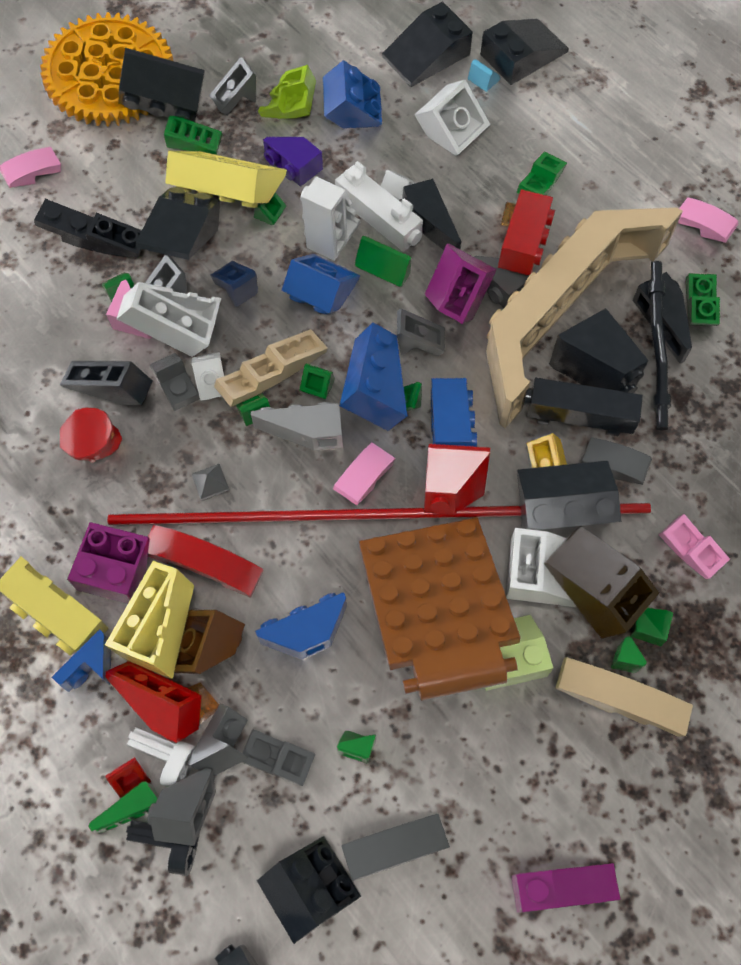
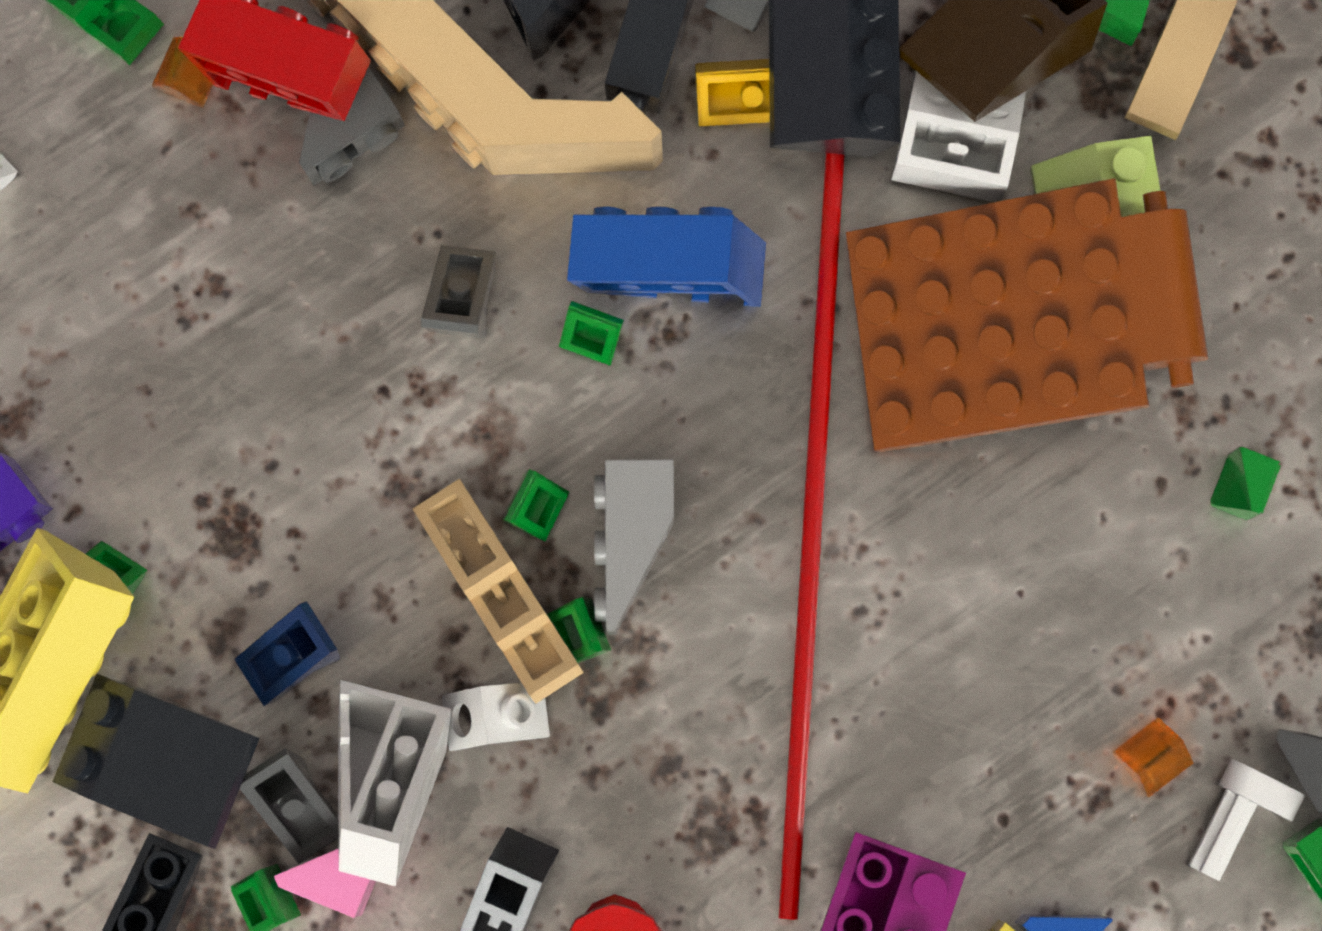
camera: 80 degrees left, 15 degrees up
(127, 777) = (1275, 880): red slope -> none
(154, 620) = (1014, 824): light yellow wedge -> none
(157, 700) = (1149, 826): red slope -> none
(175, 381) = (500, 787): dark grey slope -> none
(204, 559) = (885, 742): red slope -> none
(207, 640) = (1052, 747): reddish brown slope -> none
(210, 482) = (726, 722): dark grey slope -> none
(216, 744) = (1239, 724): dark grey slope -> none
(278, 757) = (1253, 622): dark grey slope -> none
(306, 629) = (1036, 554): blue slope -> none
(319, 283) = (312, 479): blue slope -> none
(327, 217) = (183, 451): white wedge -> none
(363, 473) = (740, 428): bright pink slope -> none
(375, 379) = (550, 387): blue wedge -> none
(380, 208) = (144, 346): white brick -> none
(383, 261) = (275, 351): green slope -> none
(394, 183) = (83, 305): white slope -> none
(431, 209) = (173, 244): black slope -> none
(454, 477) = (781, 267): slope -> none
(459, 284) = (362, 204): magenta slope -> none

